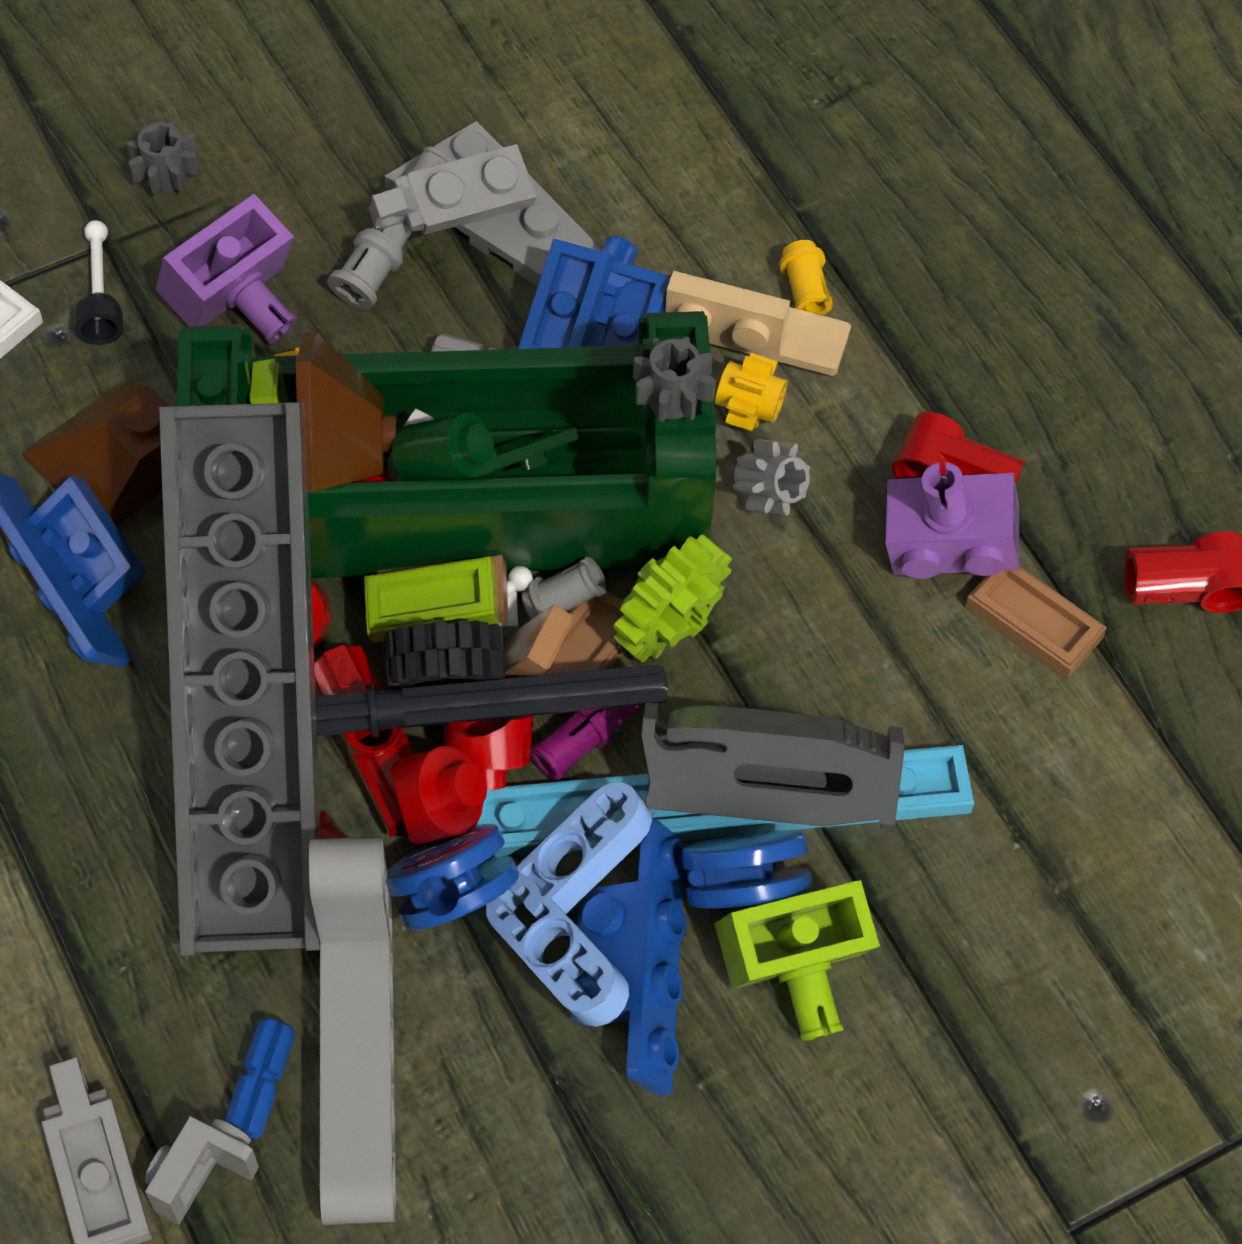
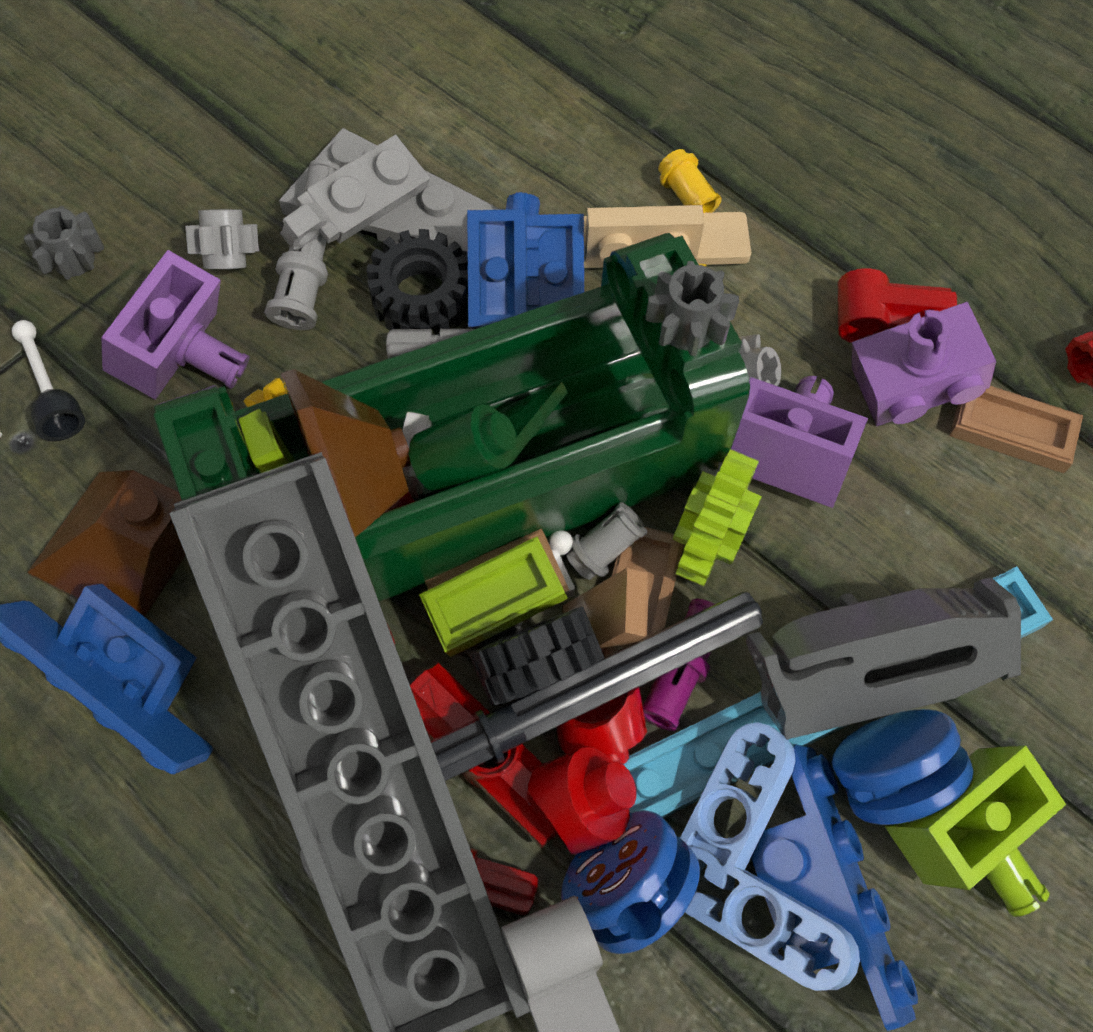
camera: 20 degrees left, 5 degrees up
(313, 197) = (222, 238): none -> light grey gear
(486, 271) = (414, 258): none -> black tyre
(787, 554) = (799, 438): none -> medium lavender brick

